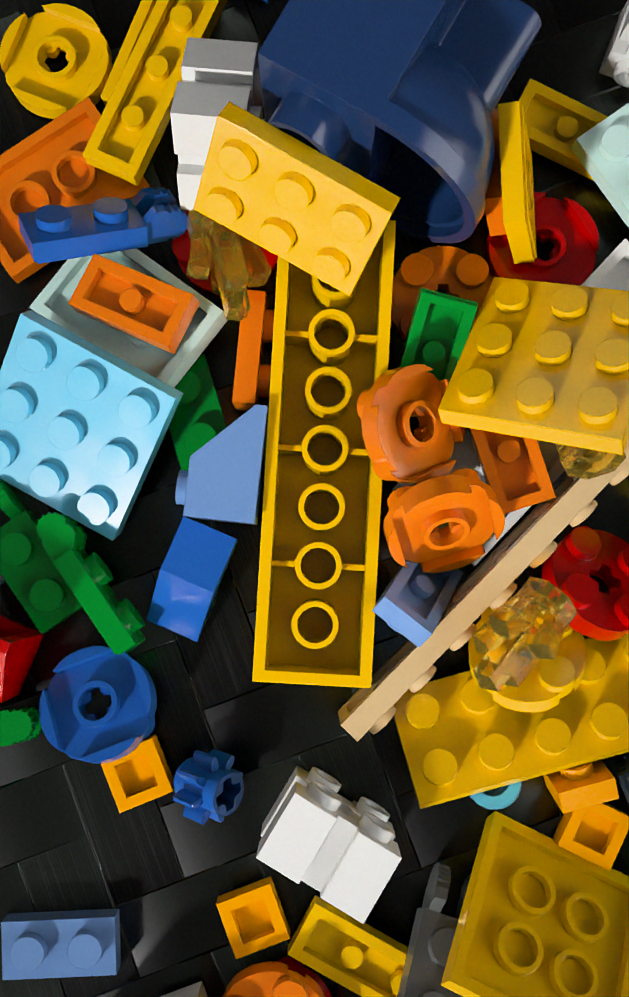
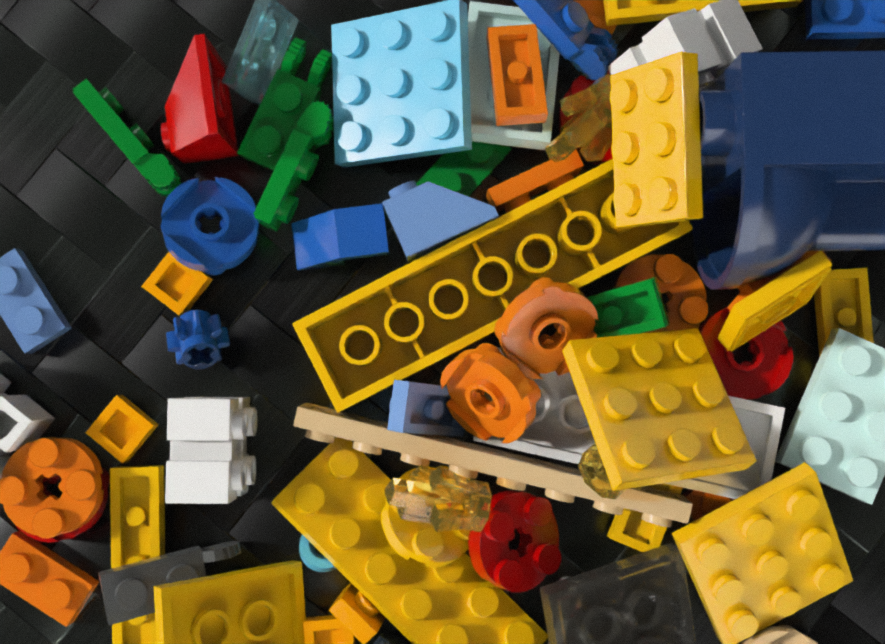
camera: 60 degrees right, 0 degrees up
(512, 469) = (559, 425): orange plate -> none

